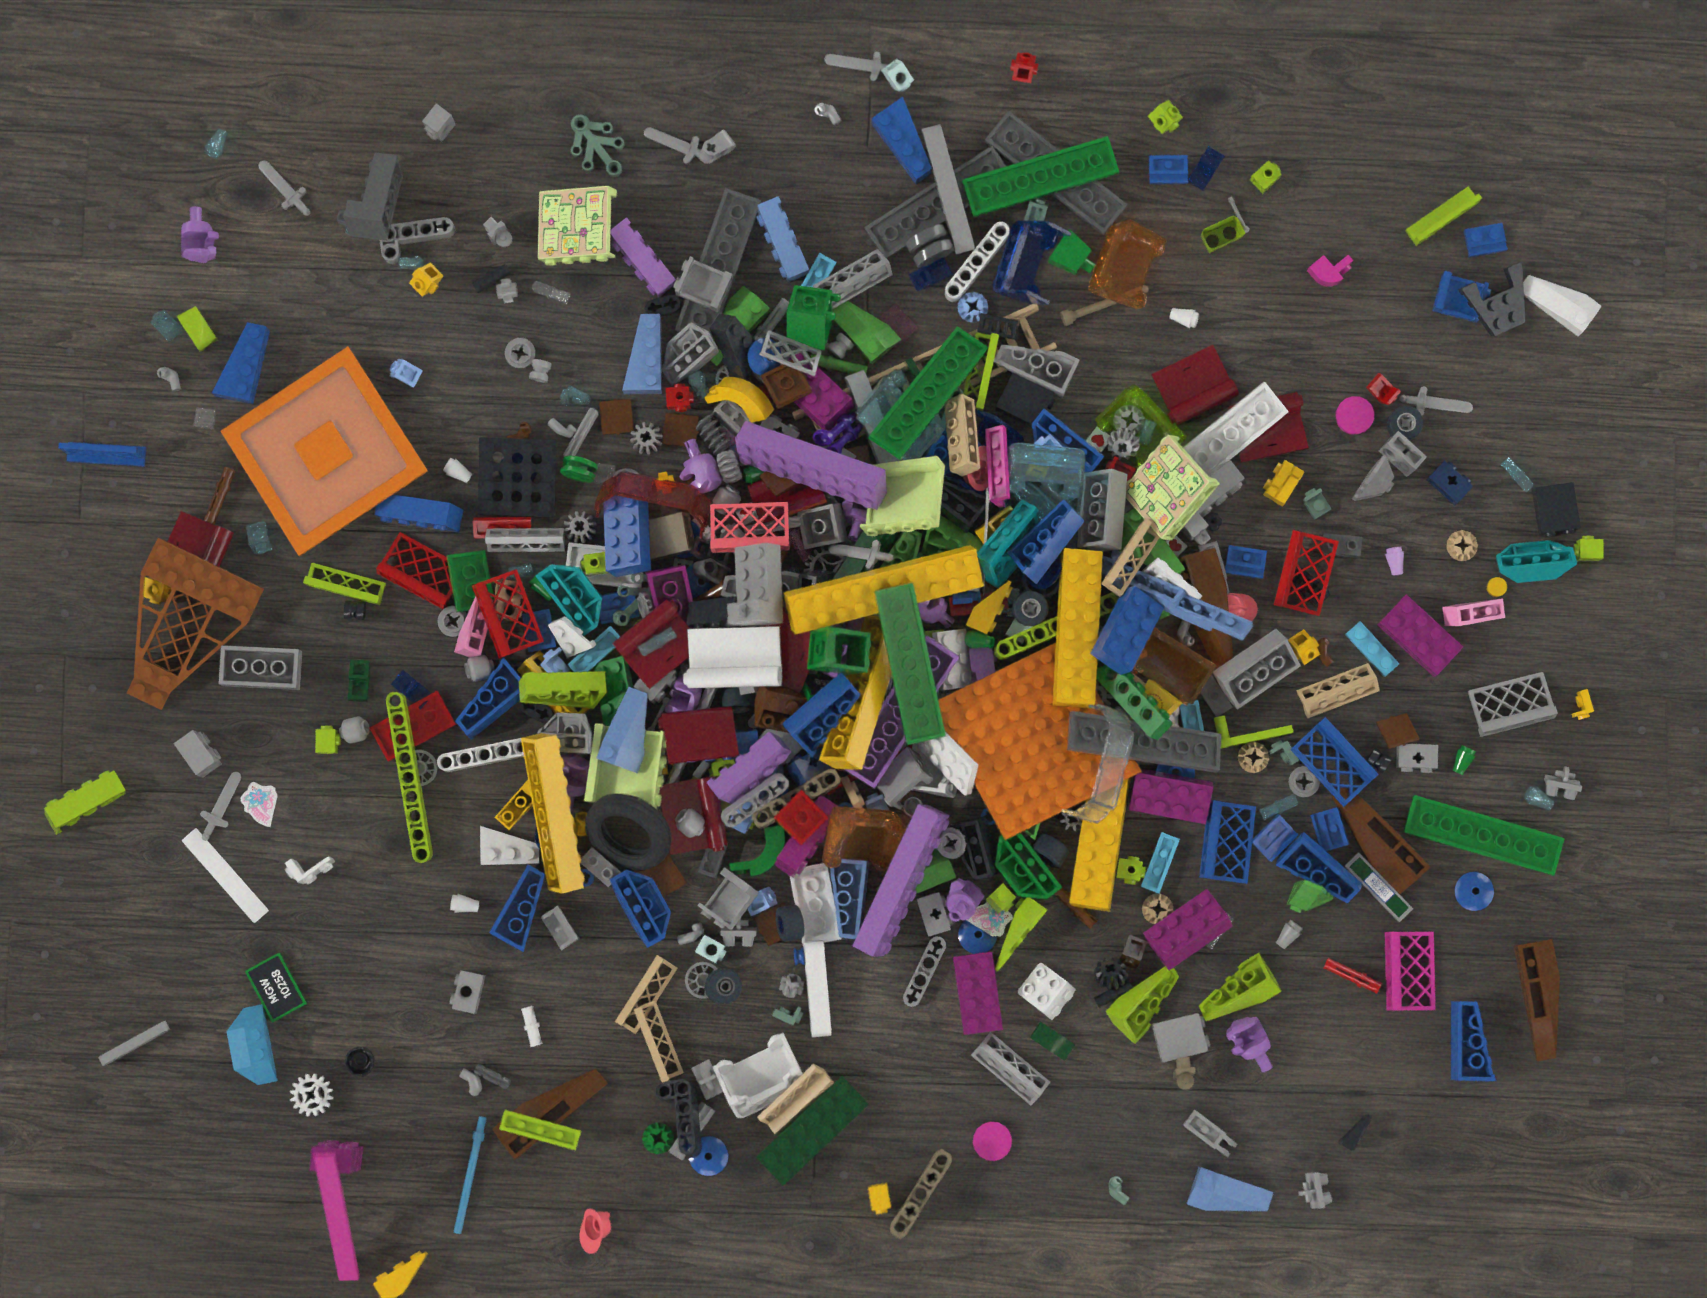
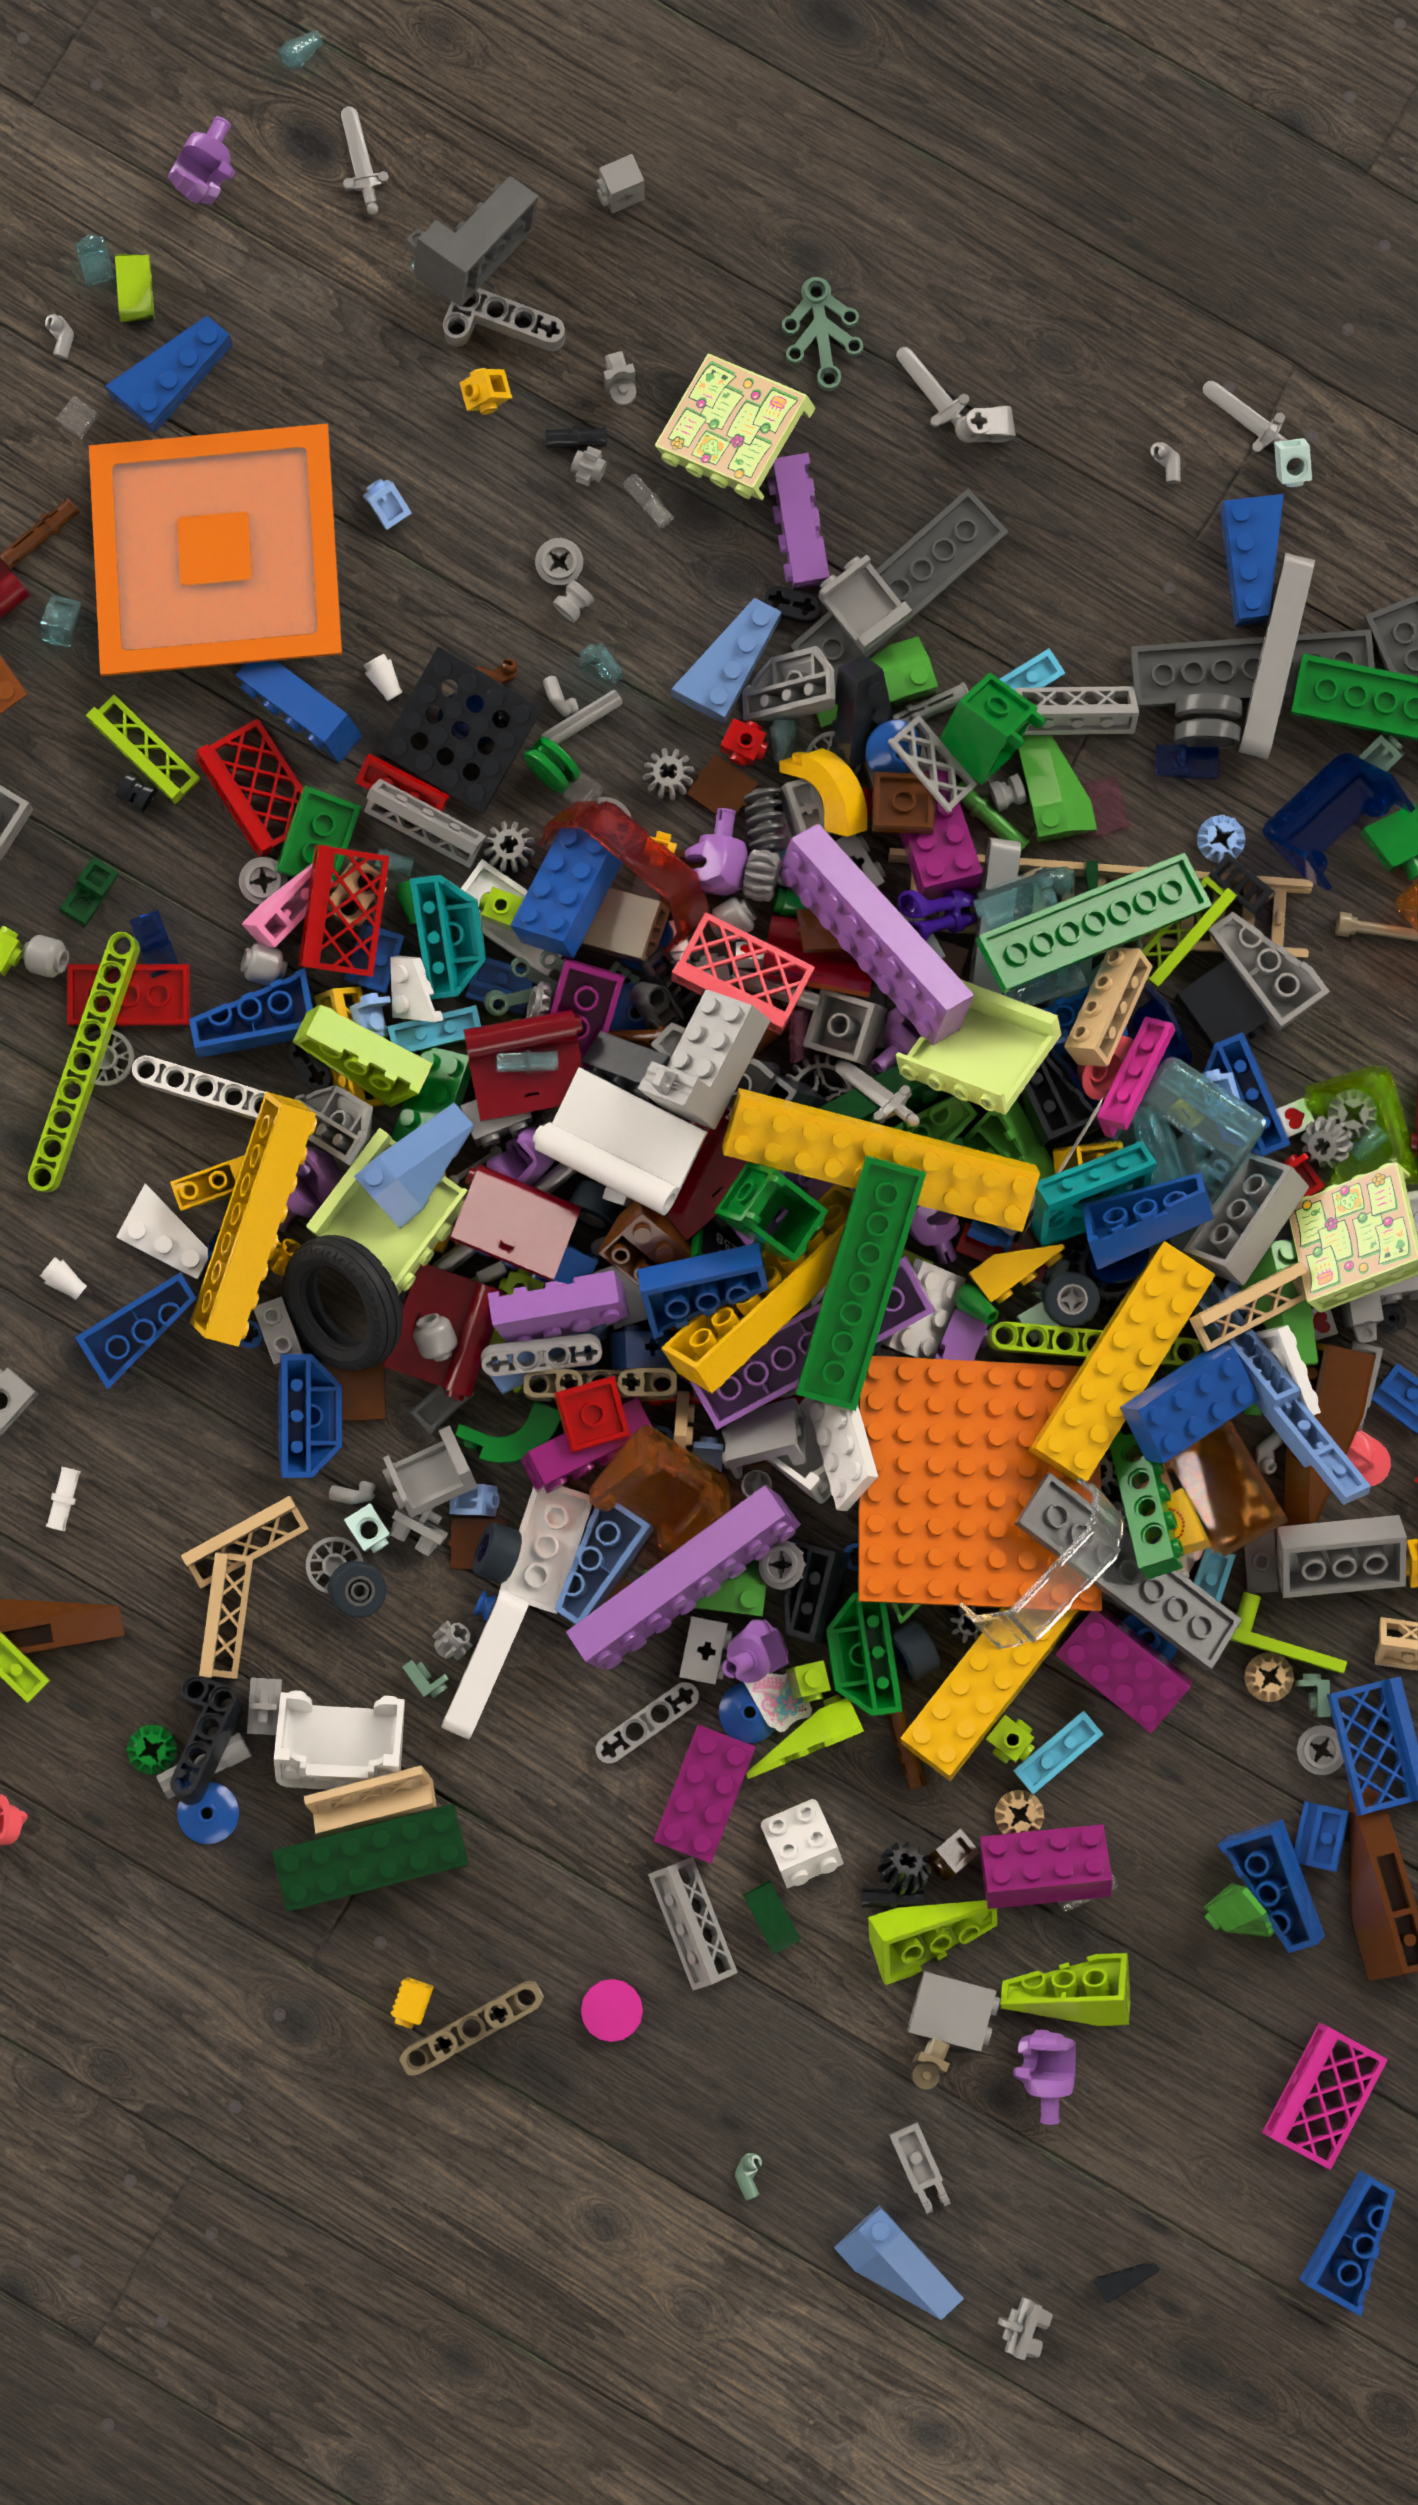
camera: 20 degrees right, 0 degrees up
(410, 262) = (476, 355): clear light blue pin -> none
(560, 927) = (177, 1384): light grey hinge -> none
(616, 416) = (643, 722): reddish brown piece -> none
(782, 239) = (1008, 601): medium blue wedge -> none
(979, 252) = (1271, 768): white beam -> none
(1210, 842) = (1145, 1761): blue fence -> none
(1274, 838) = (1236, 1805): blue plate -> none
(1278, 807) = (1266, 1766): clear light blue axle -> none
(1289, 933) = (1184, 1950): light grey cone -> none
(1373, 985) = (1263, 2088): red pin -> none
(1378, 887) = (1345, 1955): tile -> none

